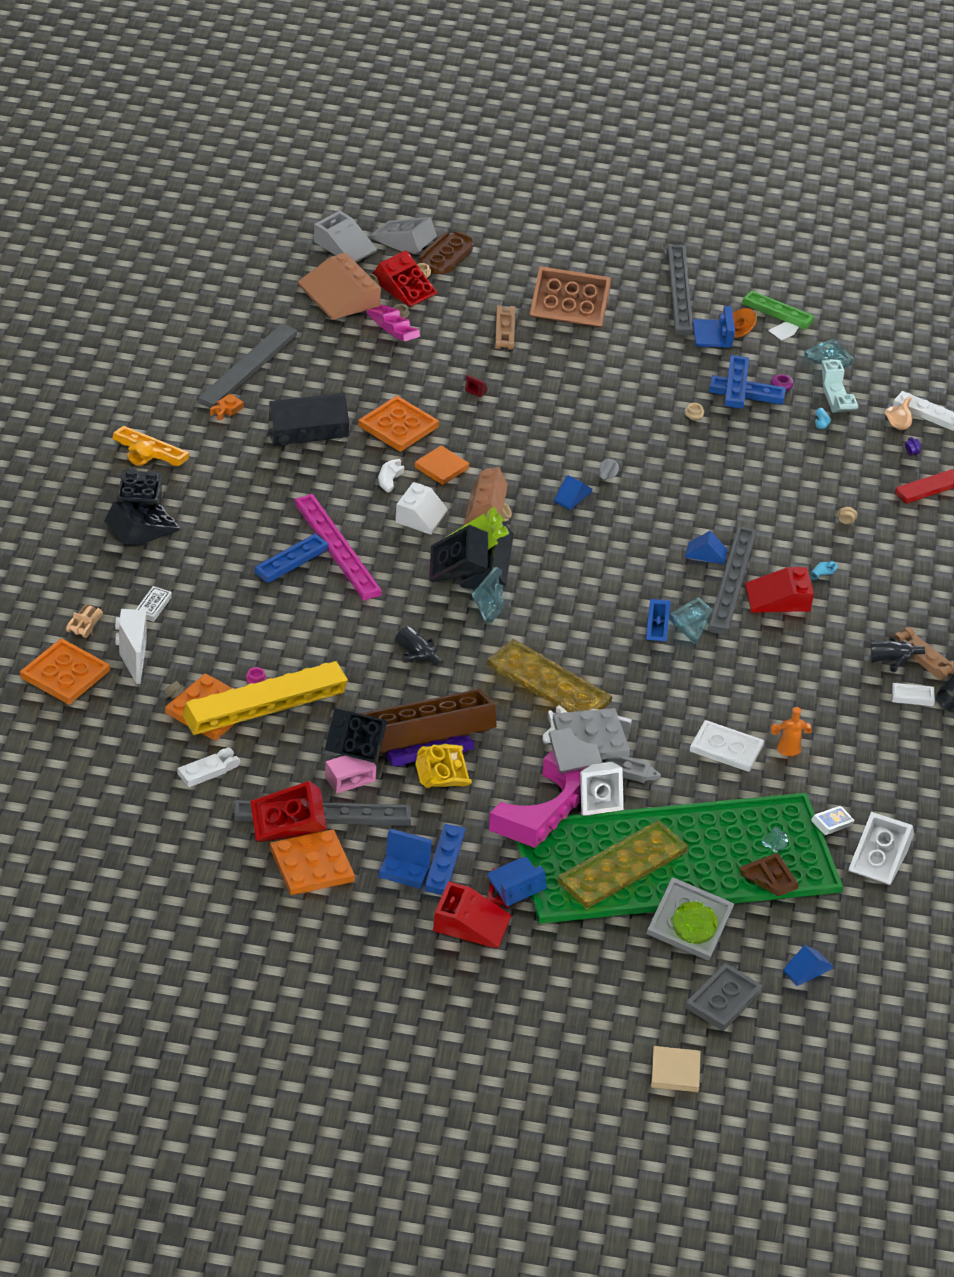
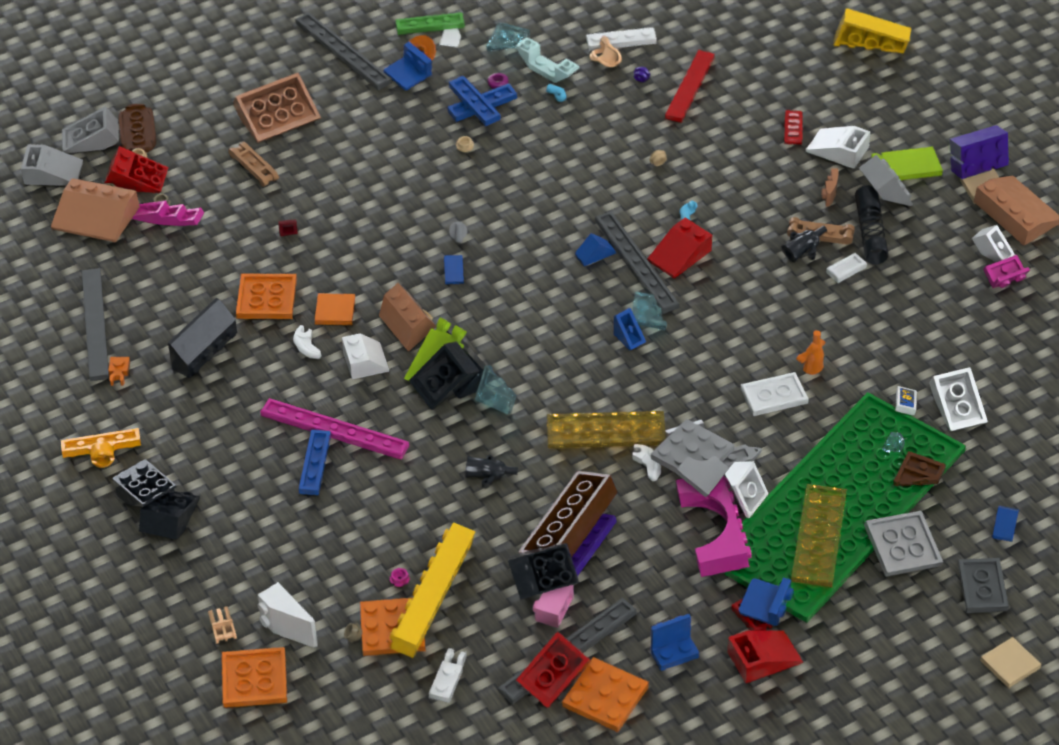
camera: 35 degrees left, 5 degrees up
(154, 602) = (253, 573): white tile -> none
(442, 766) = (613, 552): yellow slope -> none
(445, 858) = (701, 634): blue plate -> none
(694, 922) = (912, 544): clear neon green tile -> none

